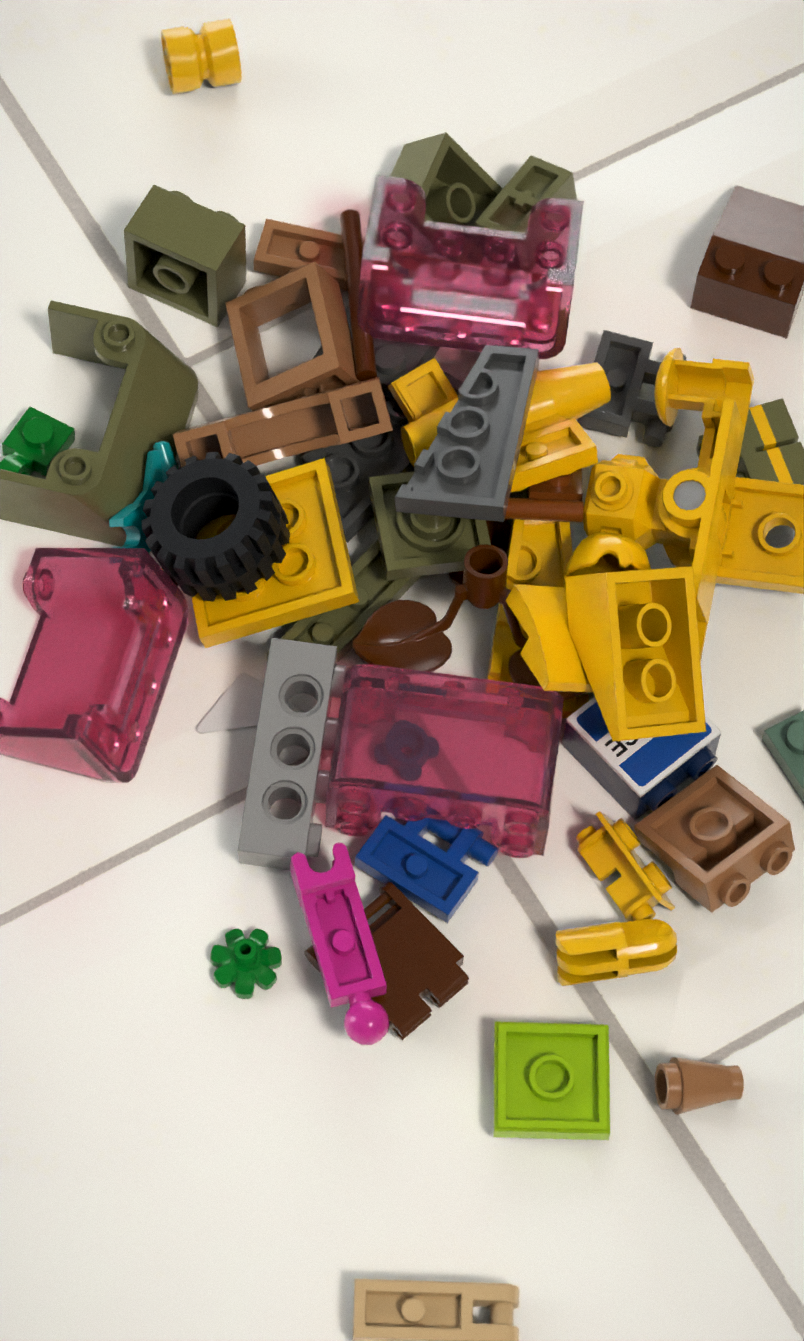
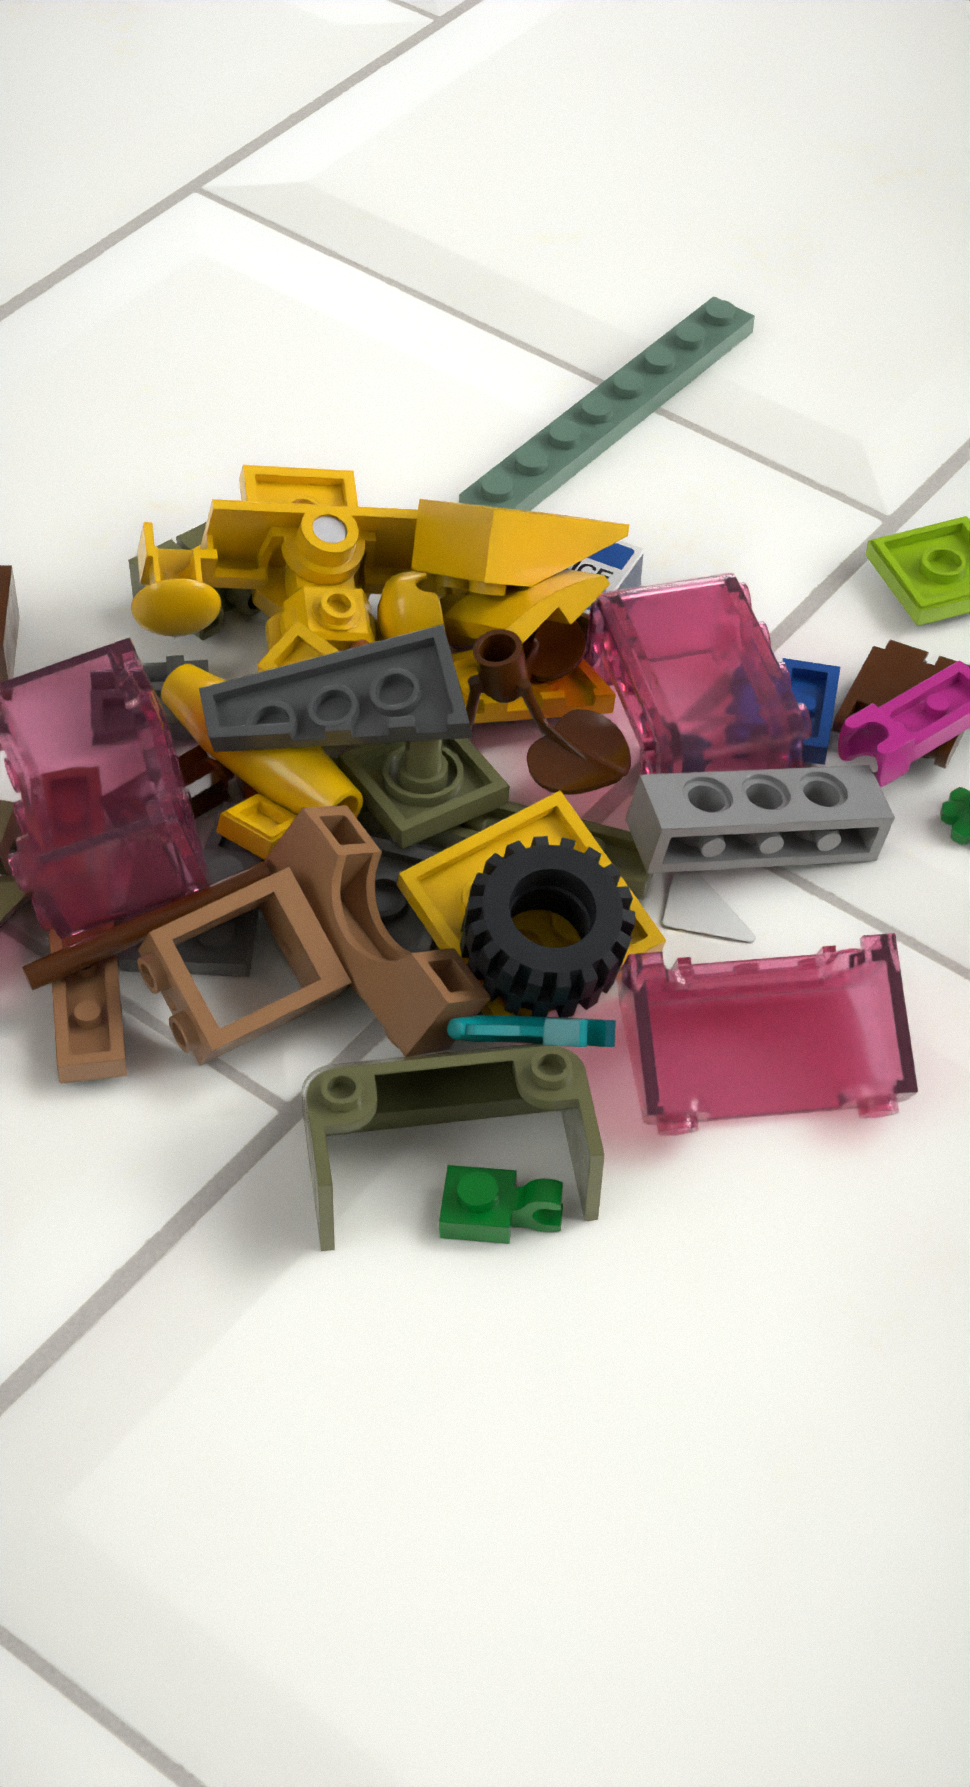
camera: 110 degrees left, 15 degrees down
(185, 254) = (160, 1104): olive brick -> none
(612, 850) = (712, 555): yellow hinge -> none
(614, 950) = (794, 558): yellow arm -> none
(696, 1084) = (881, 484): medium nougat cone -> none
(717, 839) = (657, 502): medium nougat plate -> none

